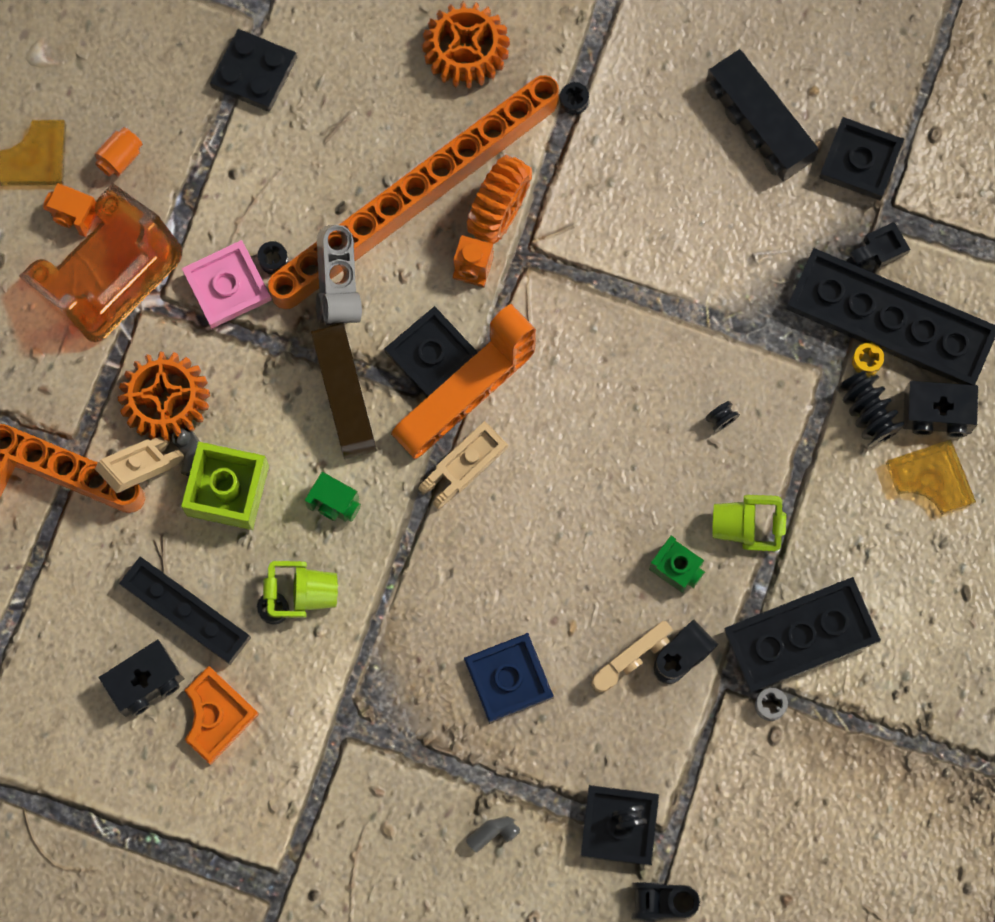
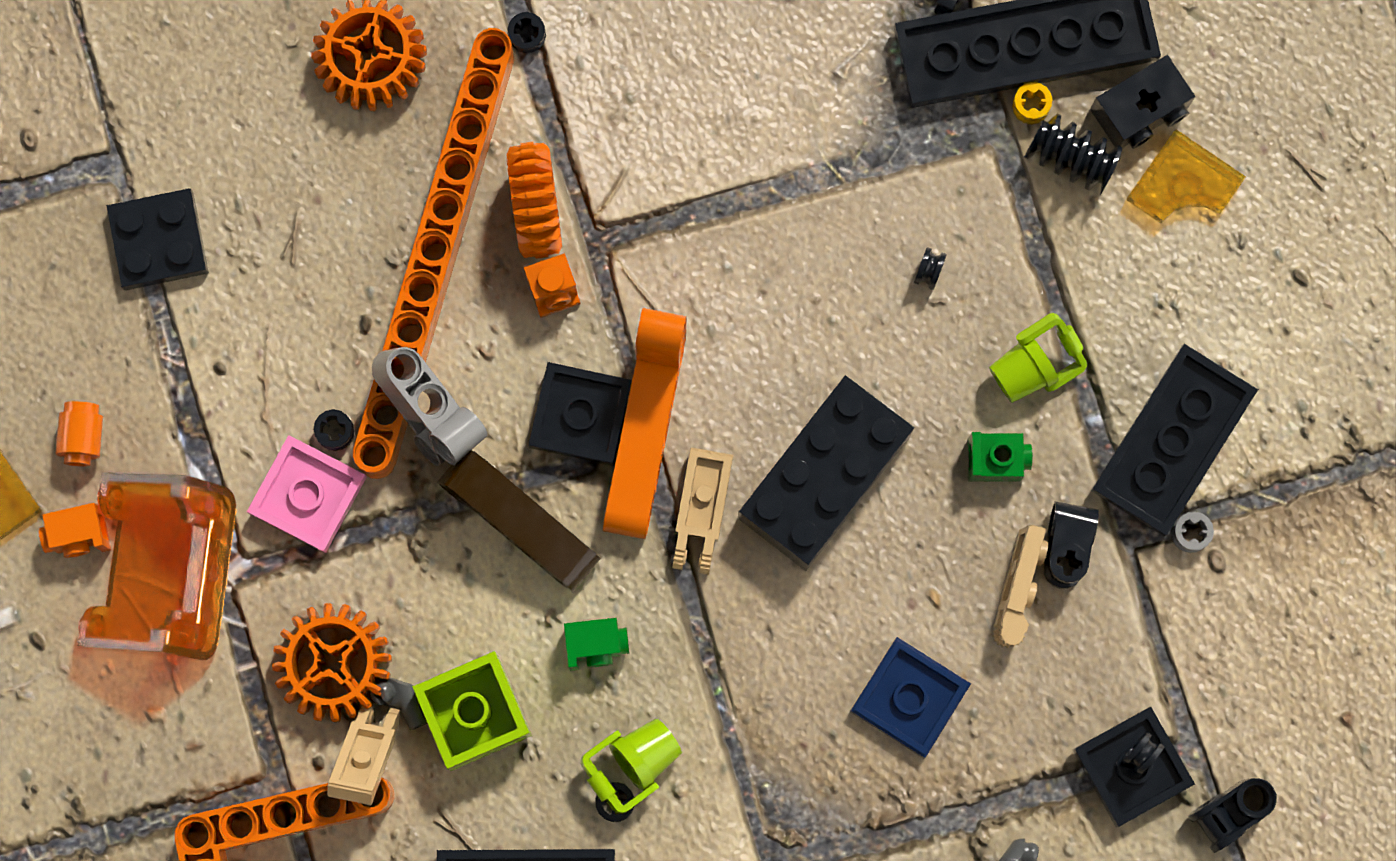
camera: 40 degrees left, 5 degrees up
(558, 496) = (825, 472): none -> black brick

